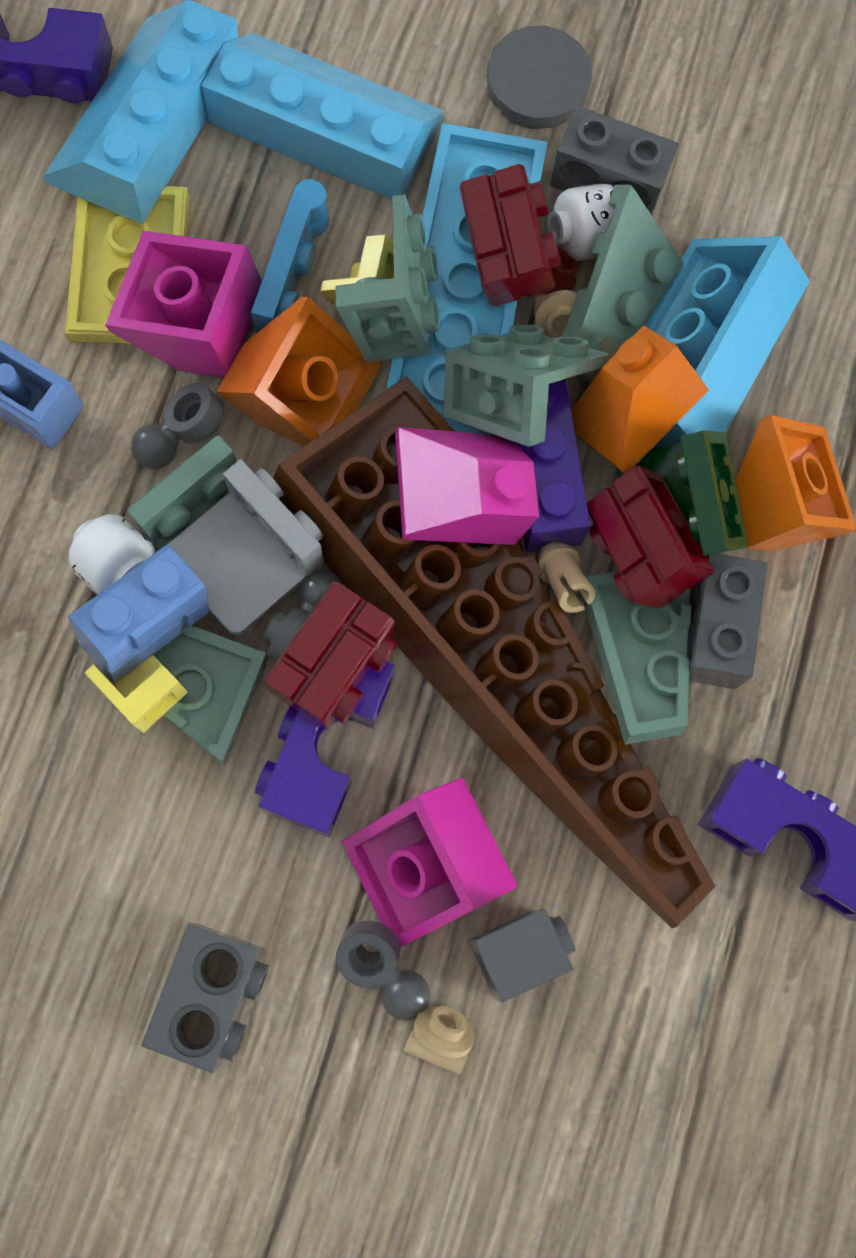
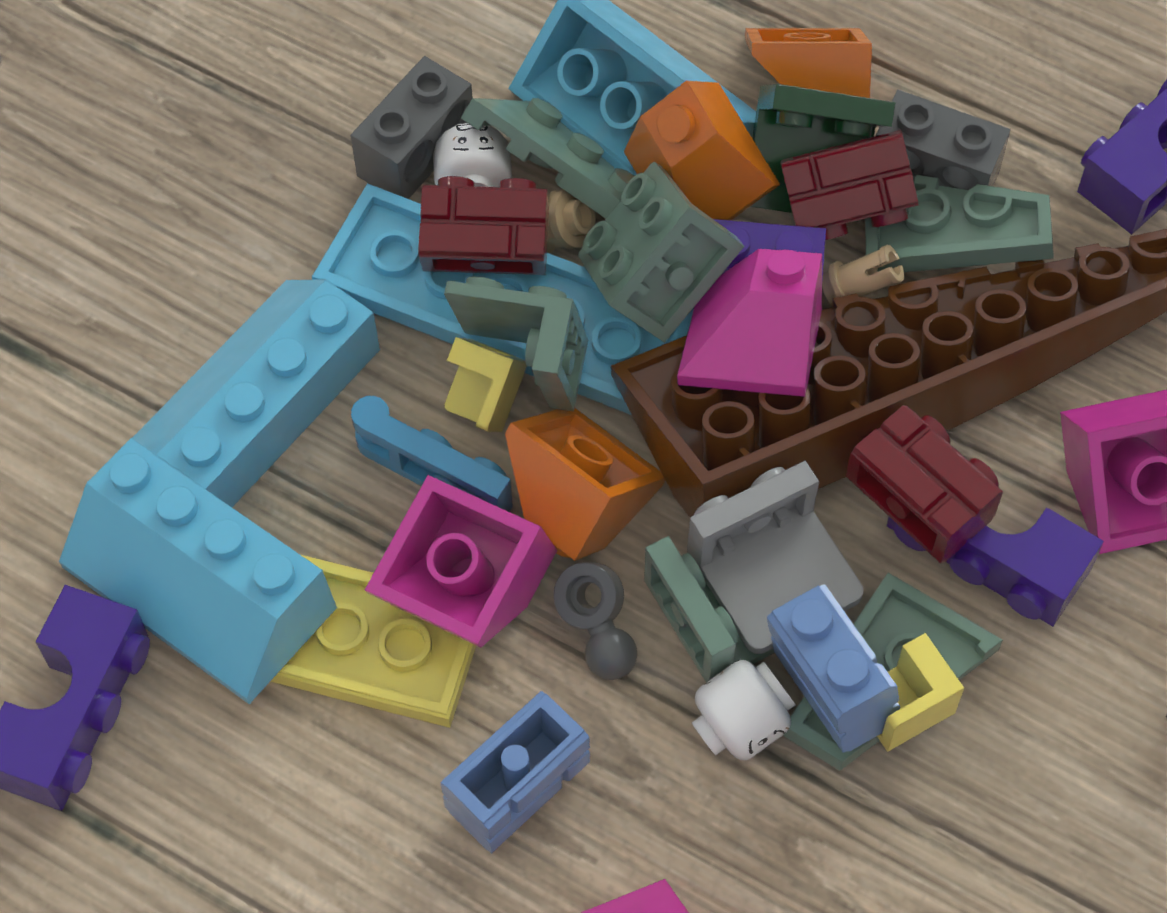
camera: 70 degrees left, 15 degrees down
(284, 625) = (867, 541): dark grey plate -> none
(538, 76) = (275, 181): dark grey tile -> none

